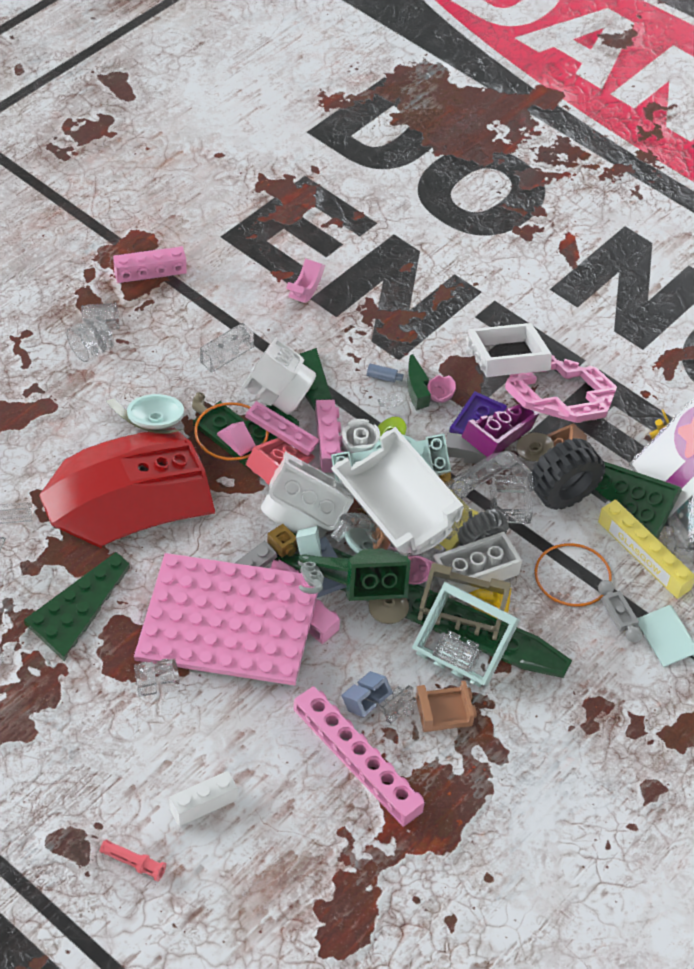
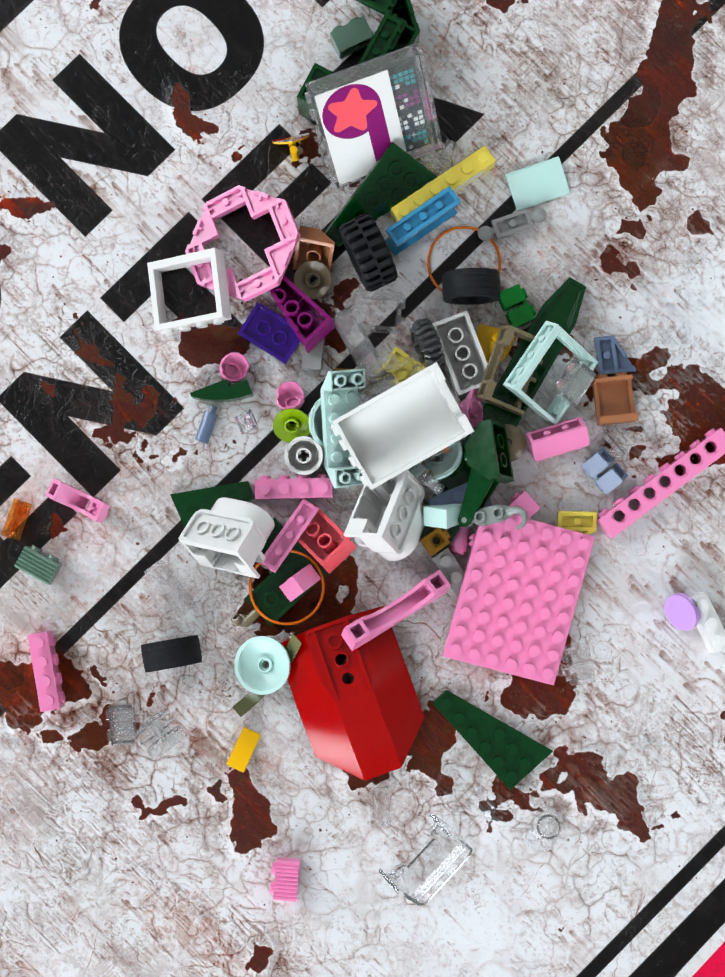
camera: 85 degrees left, 35 degrees up
(69, 402) = (243, 749): none -> yellow slope
(167, 340) = (171, 653): none -> black tyre
(192, 475) = (374, 624): none -> bright pink arch
(215, 768) = (682, 611): none -> lavender tile
(246, 259) = (38, 564): none -> sand green brick
(291, 246) = (16, 519): none -> clear orange hinge
(310, 673) = (578, 521): none -> light yellow wing
(396, 651) = (557, 439): none -> bright pink brick
(418, 431) = (290, 395): none -> bright pink hair
(492, 703) = (611, 356): none -> sand blue wing
(538, 615) = (513, 297): none -> green piece
(547, 563) = (471, 286): none -> black tyre
(614, 515) = (422, 221): none -> dark azure fence

